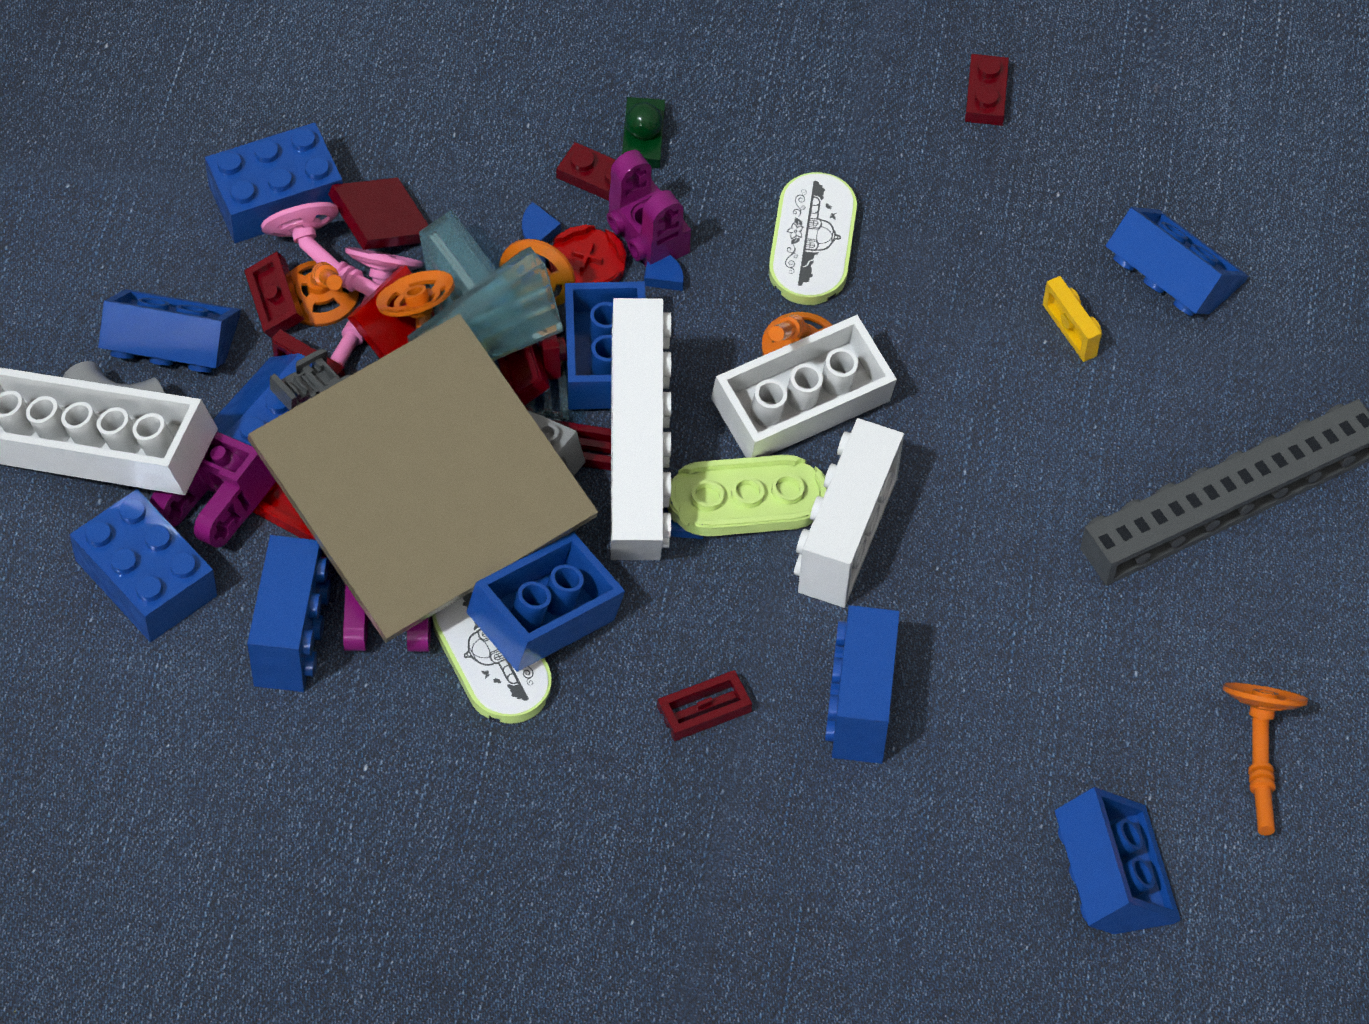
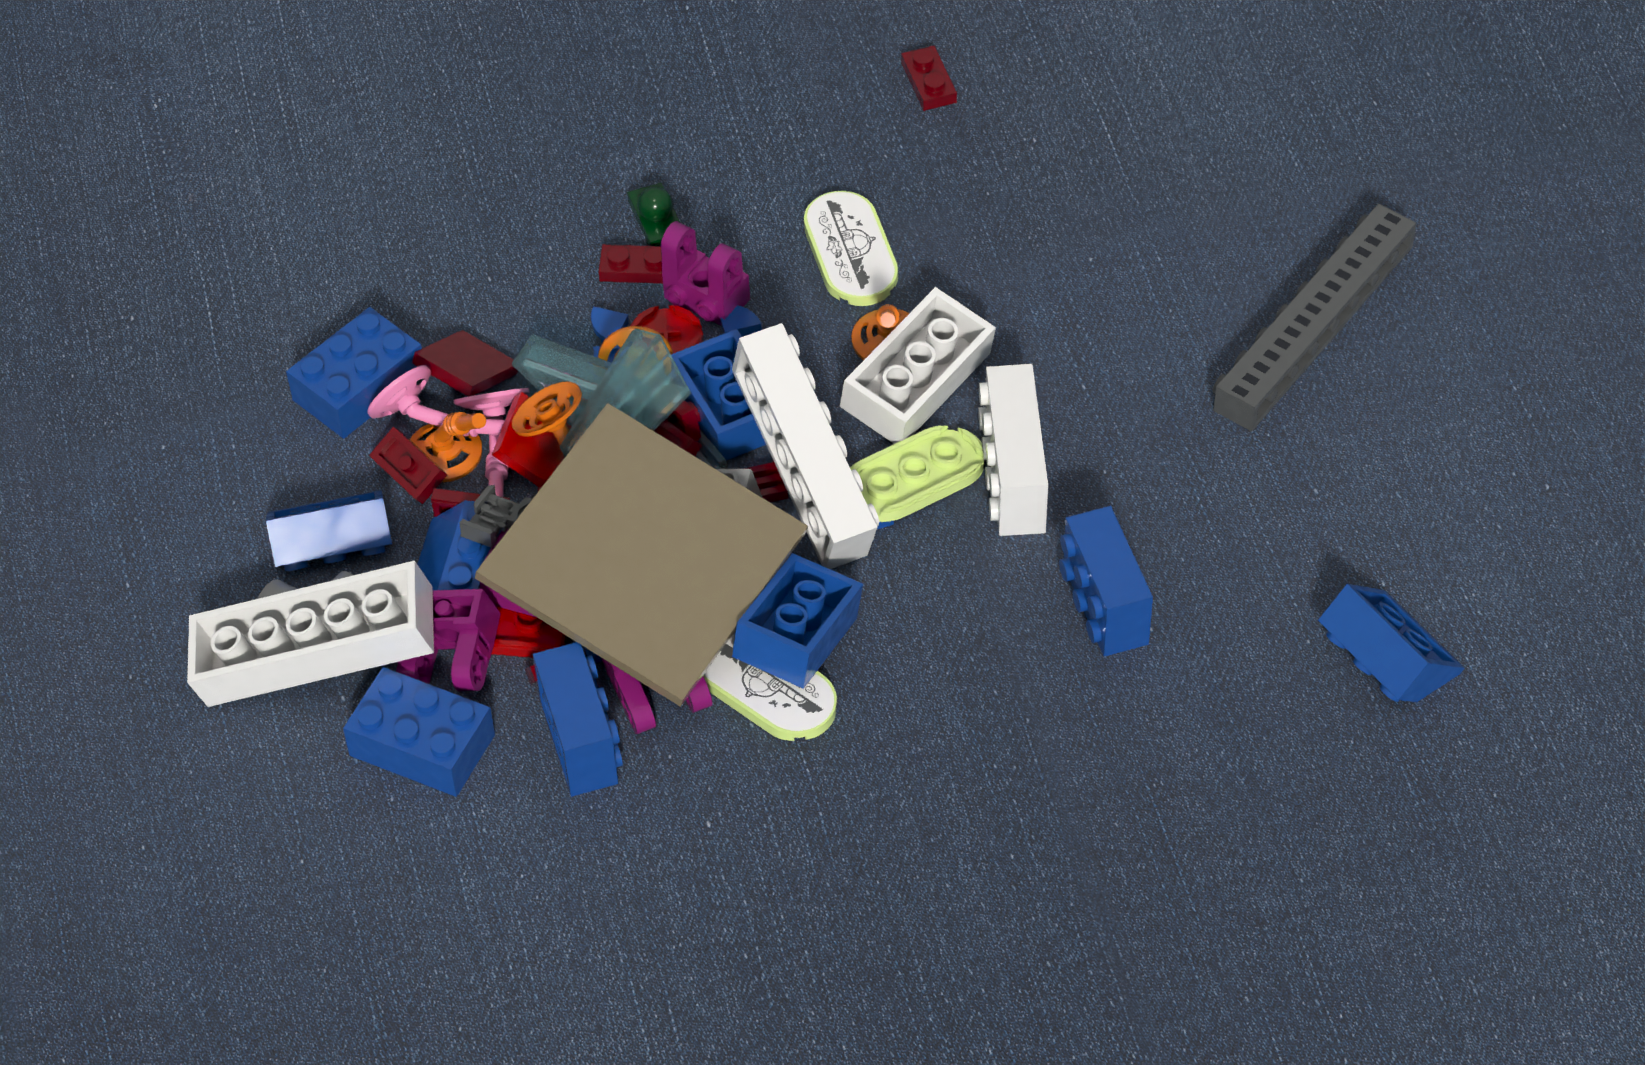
camera: 20 degrees left, 5 degrees down
(708, 711) = (965, 684): dark red tile -> none
(1072, 319) = (1106, 230): yellow plate -> none
(1174, 261) = (1163, 155): blue slope -> none
(1263, 704) = (1463, 526): orange dish -> none

